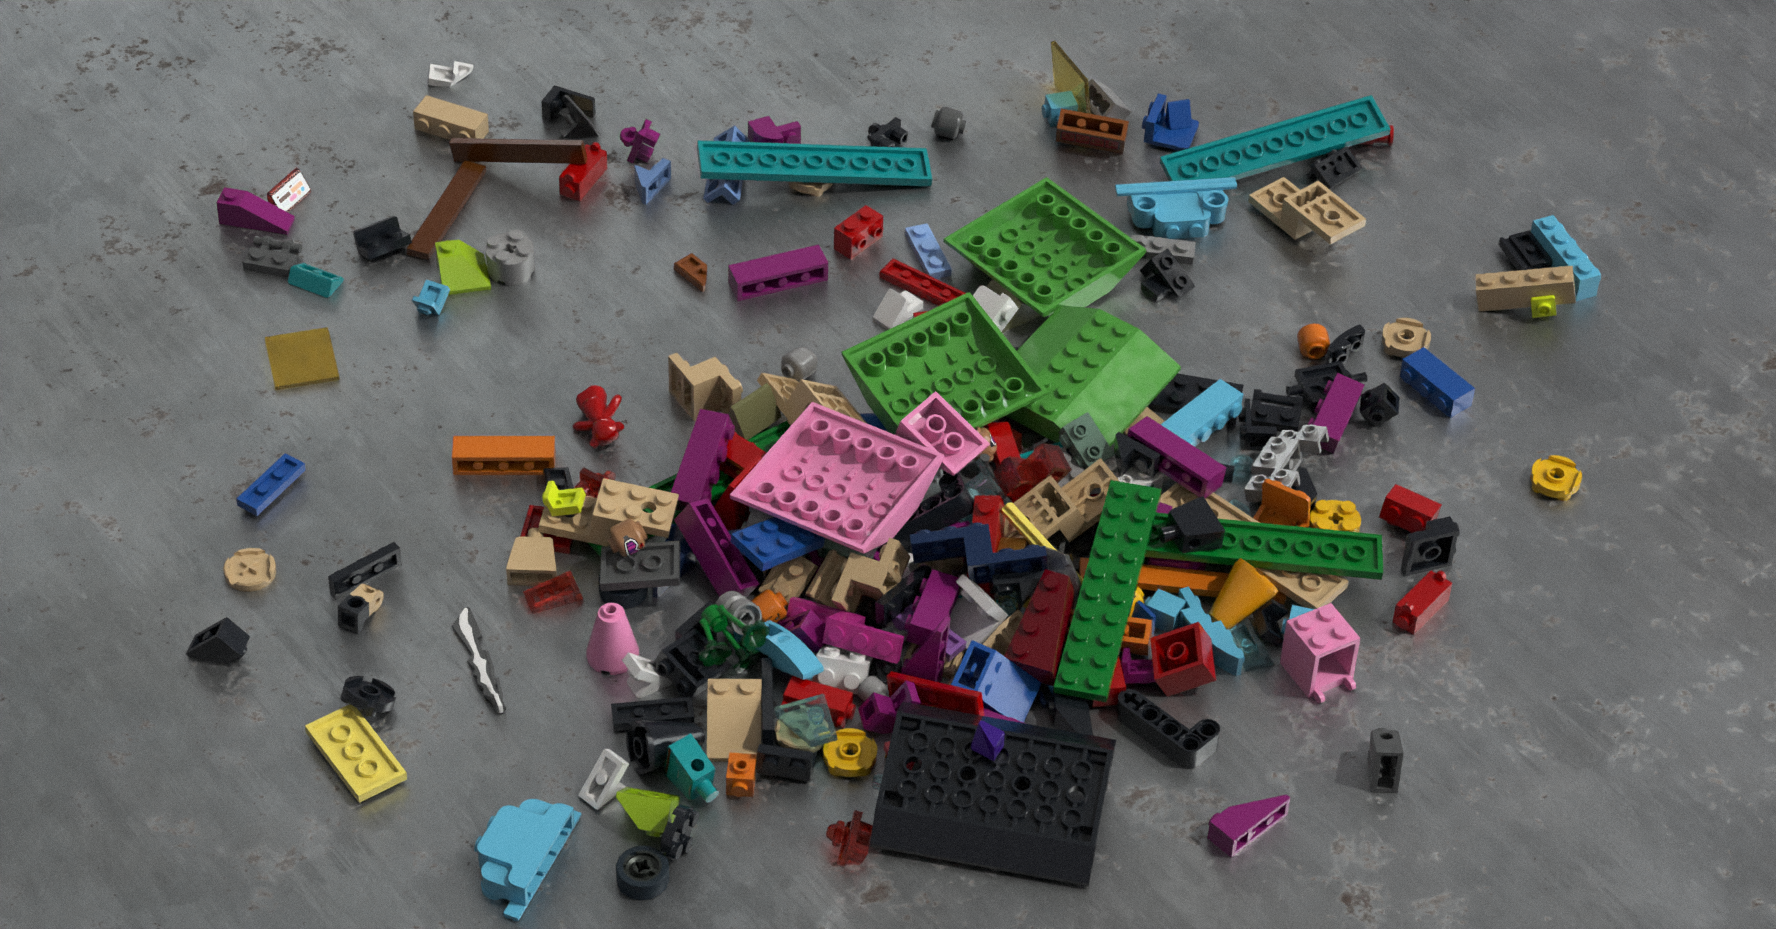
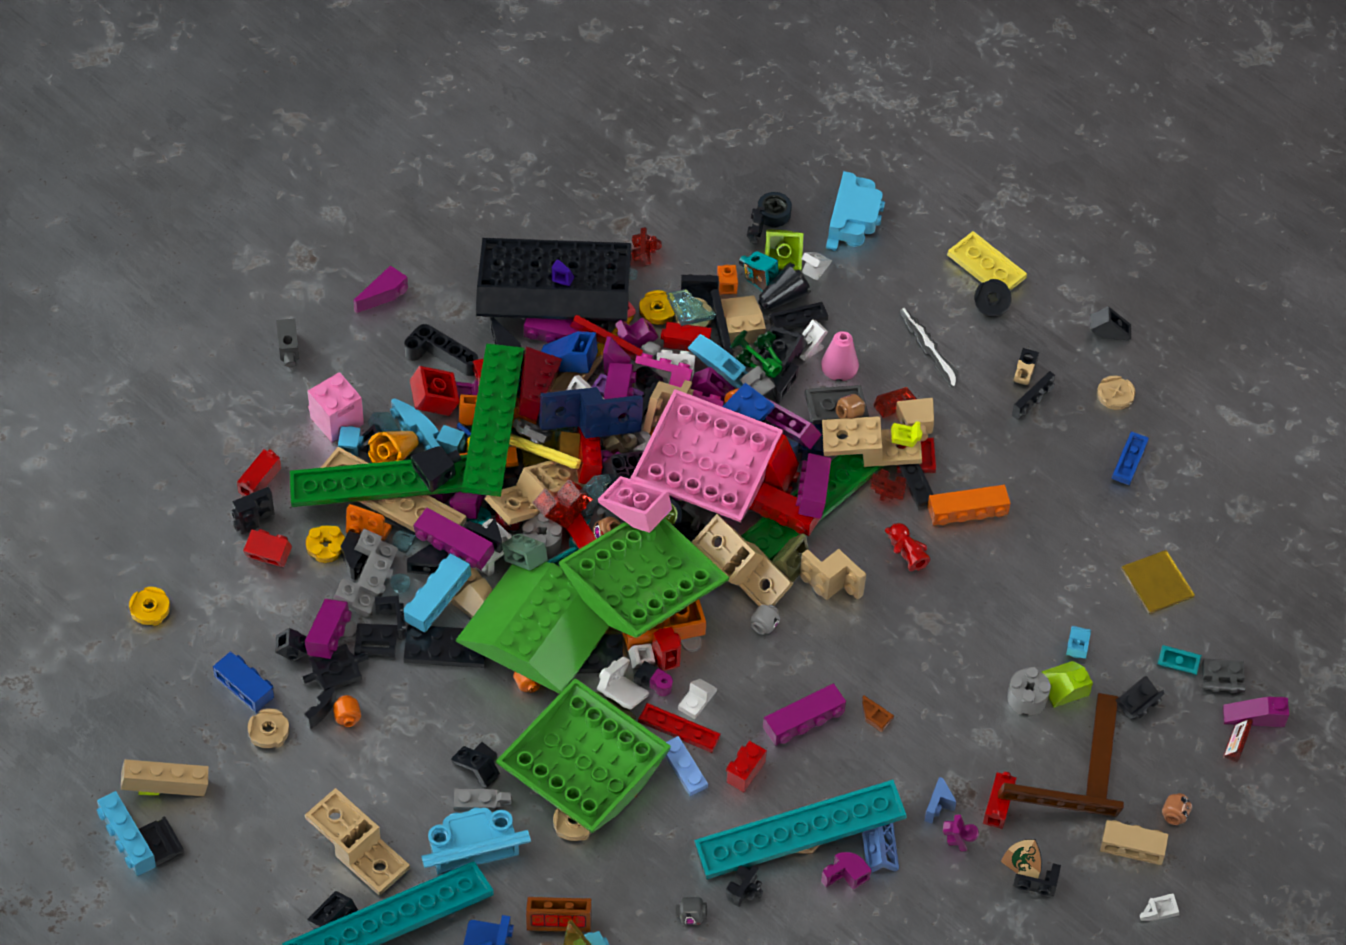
camera: 170 degrees right, 10 degrees up
(390, 140) = (1176, 809): none -> nougat head

